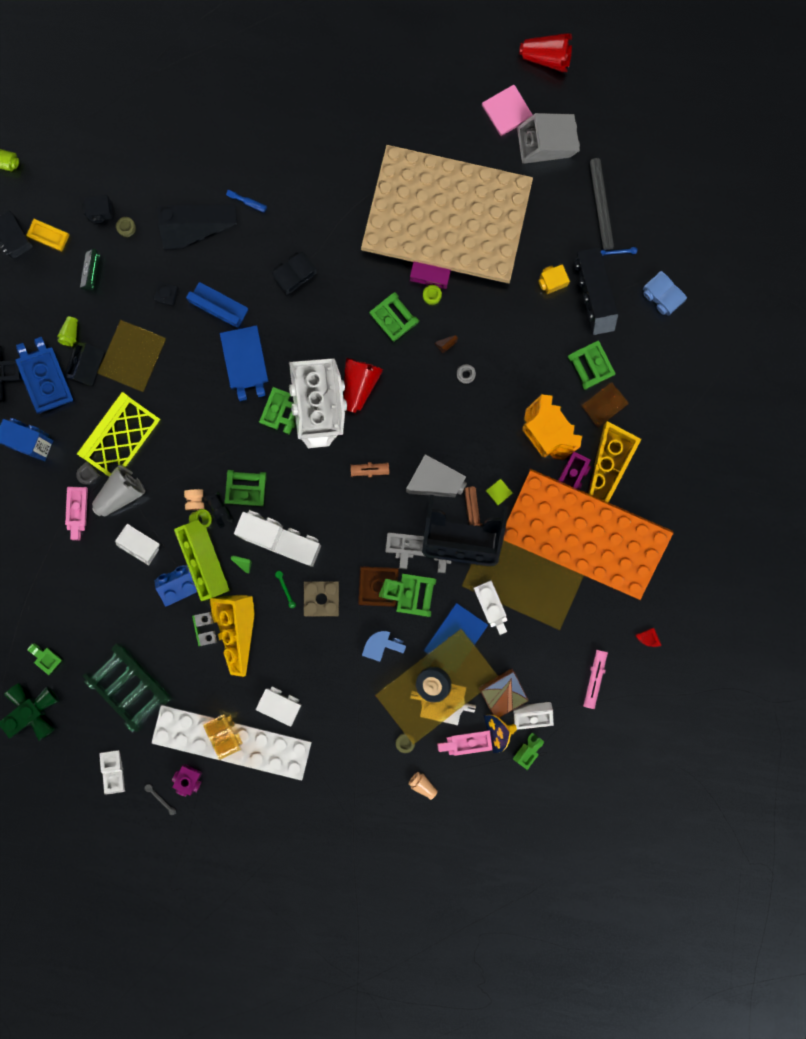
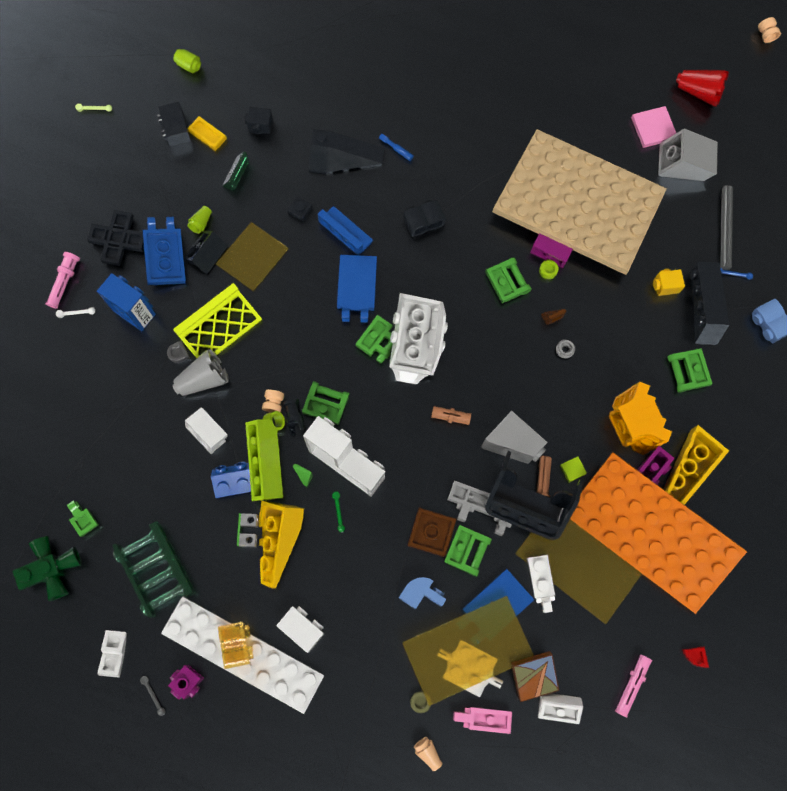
camera: 15 degrees right, 10 degrees down
(76, 511) = (156, 384): bright pink hinge -> none
(125, 226) = (279, 143): olive tile -> none
(312, 589) = (381, 521): dark tan piece -> none
(359, 383) = (461, 330): red cone -> none
(392, 590) = (445, 538): bright green slope -> none
(433, 684) = (466, 646): black wheel -> none
(499, 732) = (522, 716): dark blue shield -> none
(527, 753) = (546, 747): bright green plate -> none
(605, 404) = (695, 411): clear orange plate -> none

